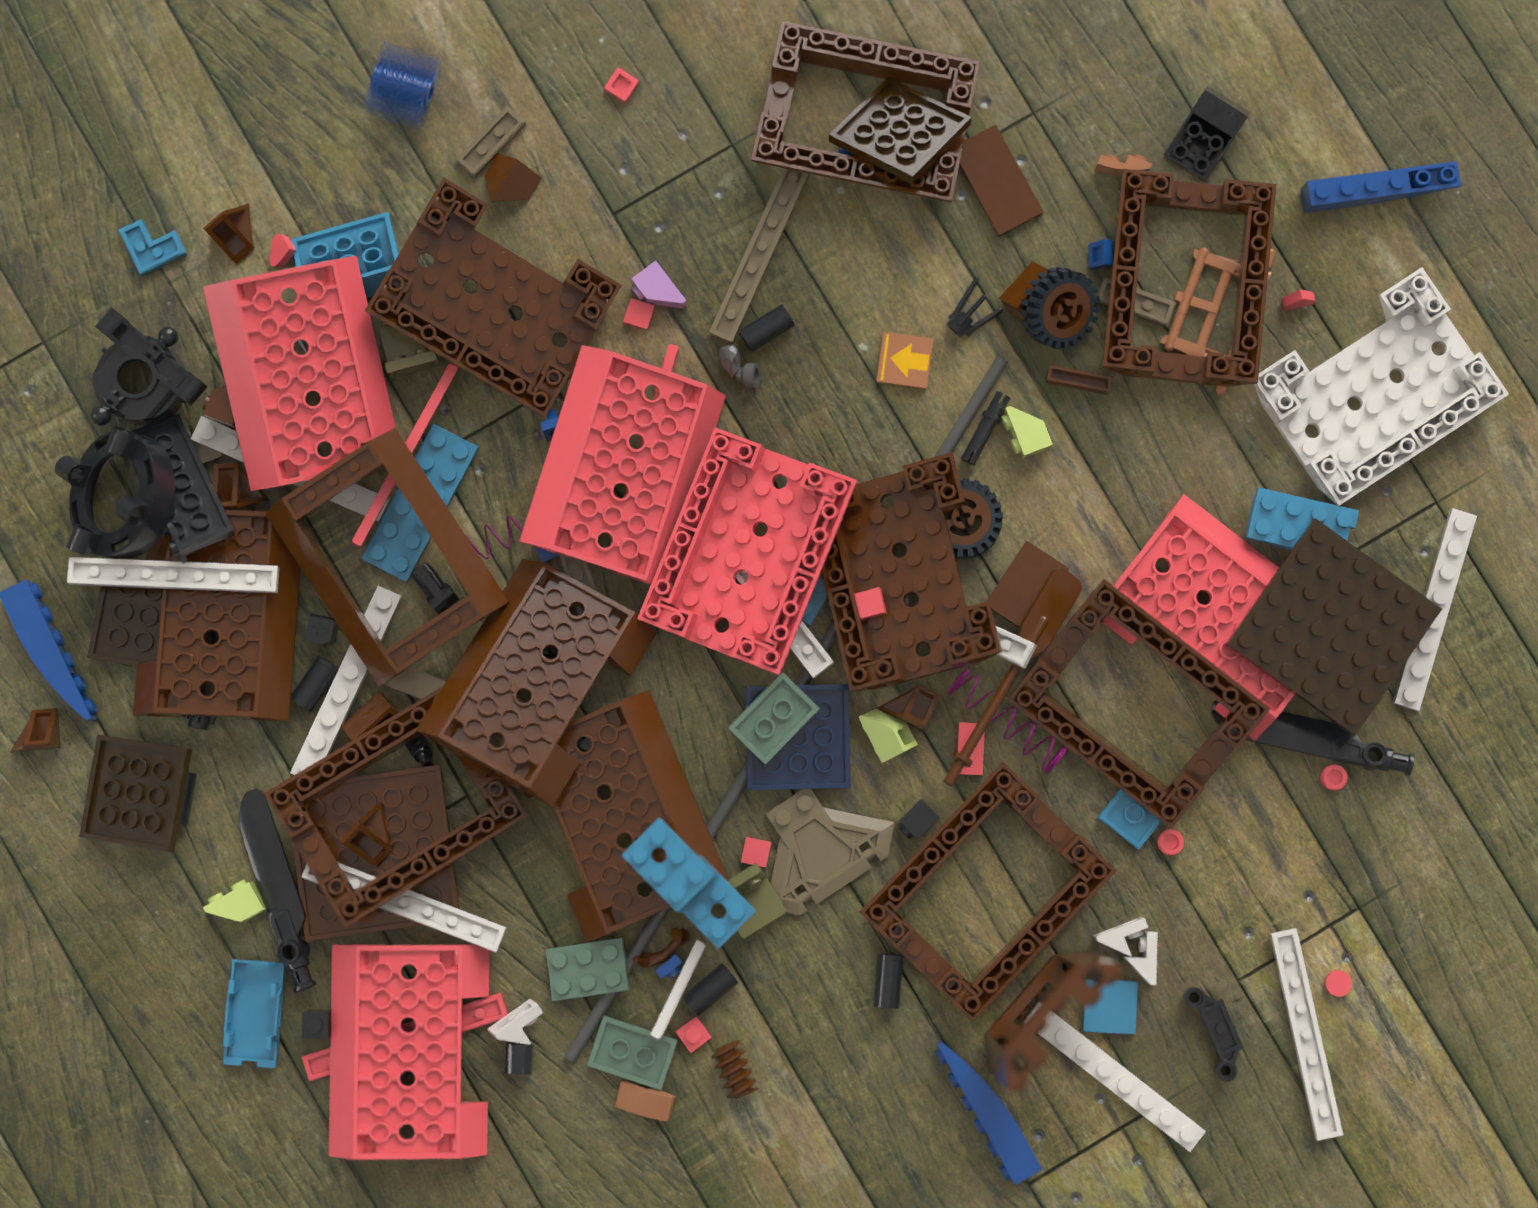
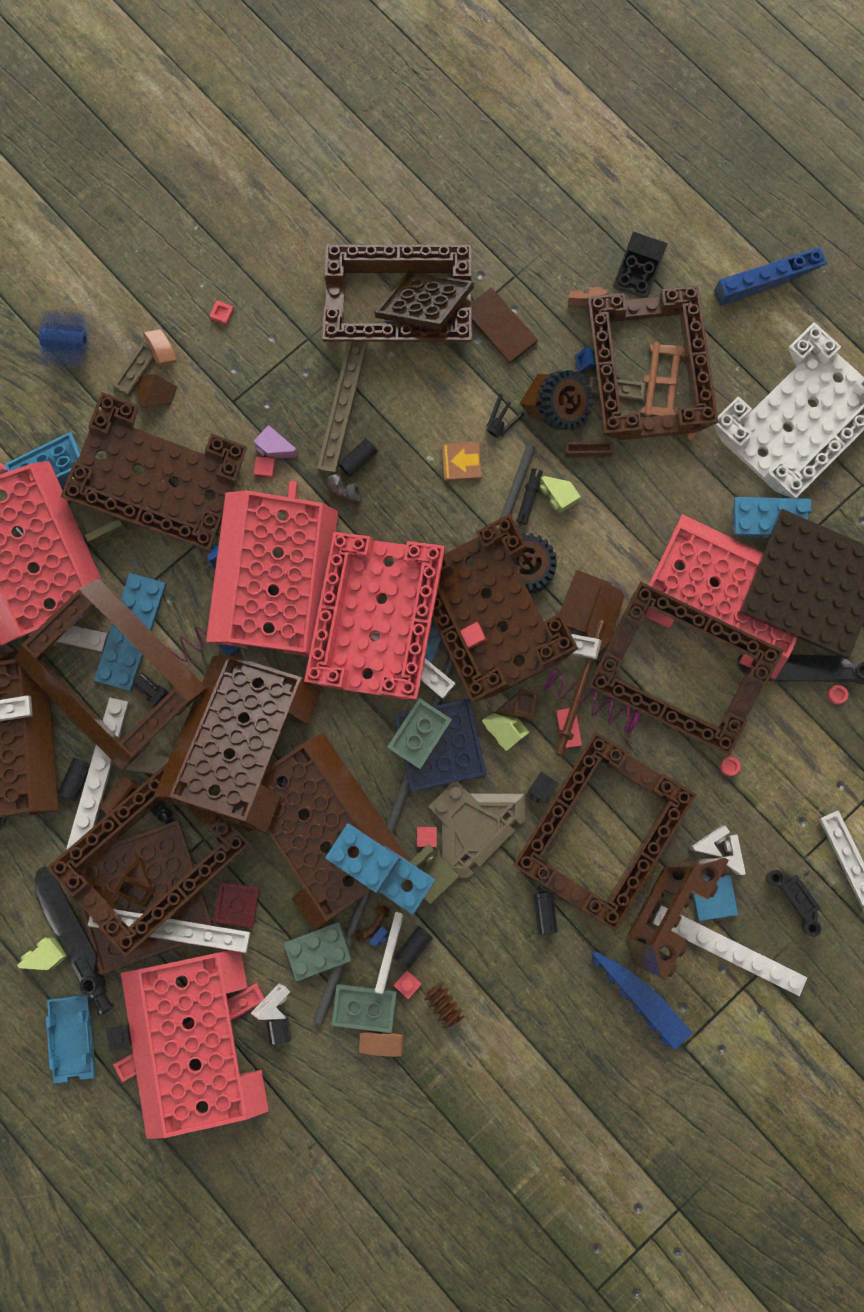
camera: 10 degrees left, 5 degrees down
(322, 630) = (73, 738): black piece -> none
(411, 443) = (116, 586): coral tile -> none
(494, 888) = (236, 904): none -> dark red plate
(530, 118) = (161, 348): none -> nougat slope
(1129, 819) = (696, 755): dark azure tile -> none
(1298, 299) = (731, 363): coral tile -> none

